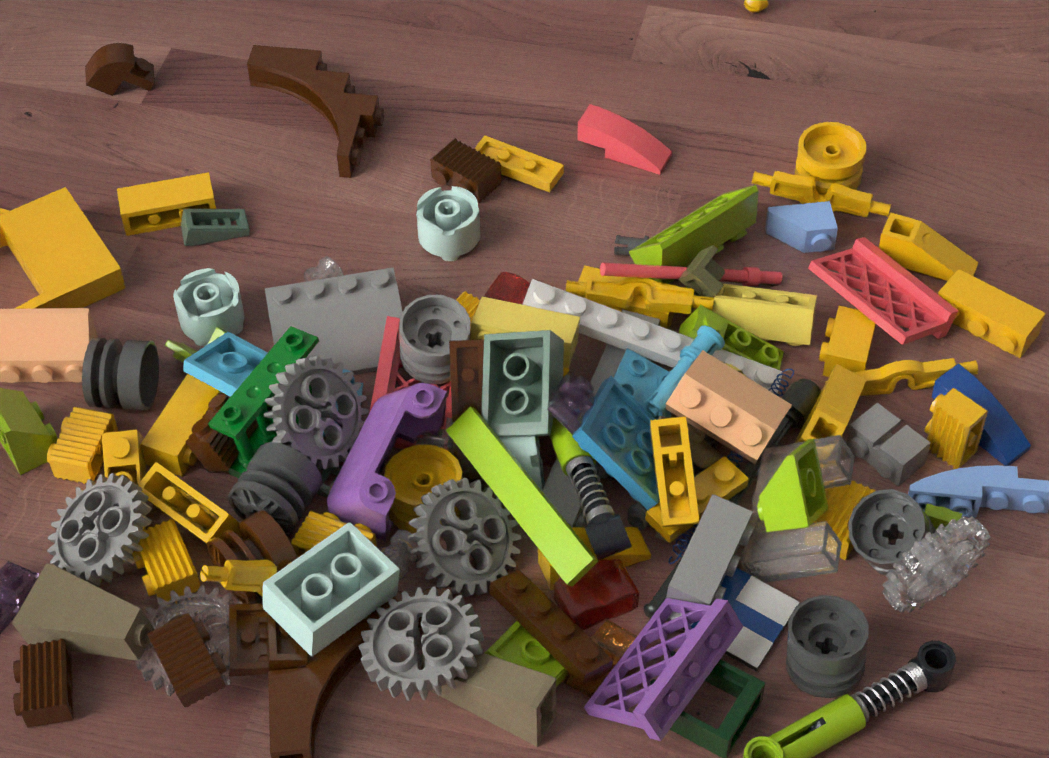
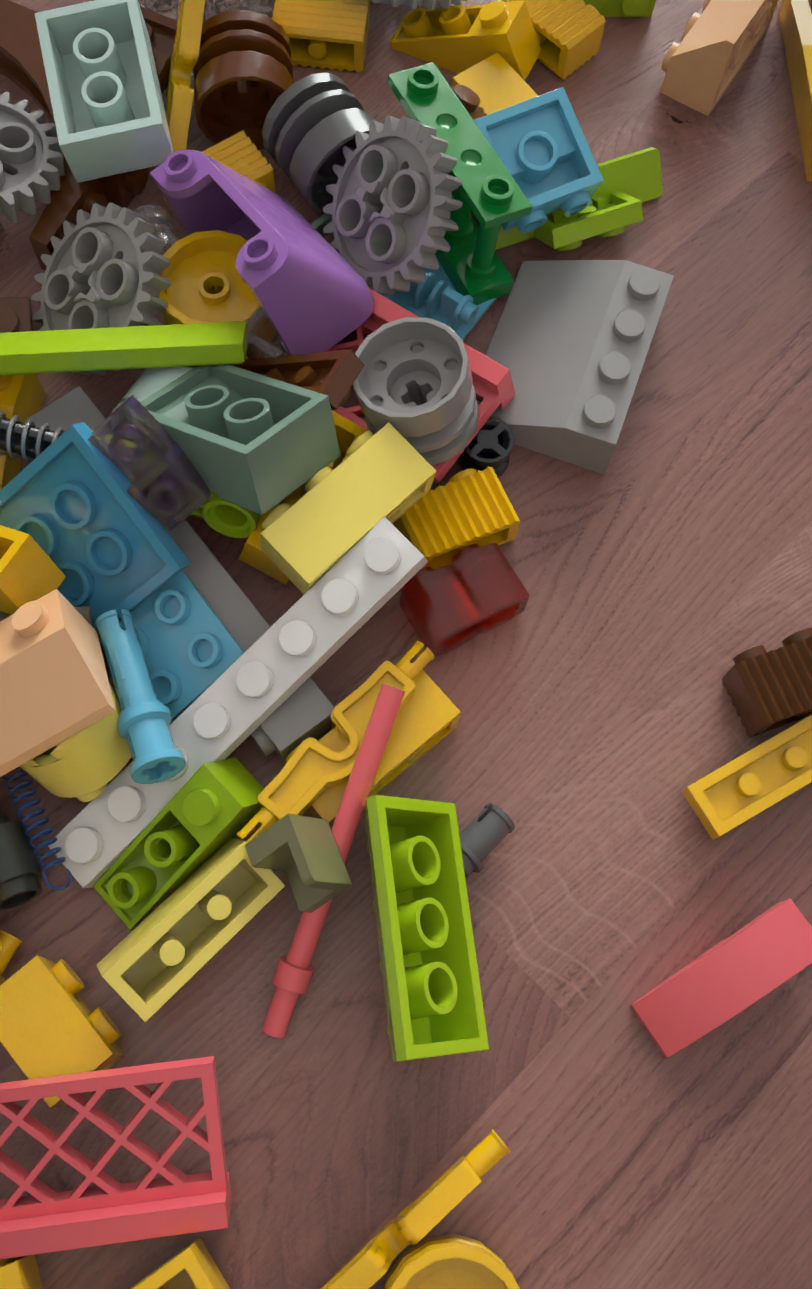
camera: 115 degrees right, 20 degrees up
(120, 373) = (627, 75): dark grey wheel -> none
(186, 505) = (369, 54): yellow brick -> none
(208, 302) = (694, 220): light aqua brick -> none
(325, 269) = (676, 383): clear wheel -> none
(448, 222) = (682, 583): light aqua brick -> none
(803, 226) = (334, 1157): light blue slope -> none

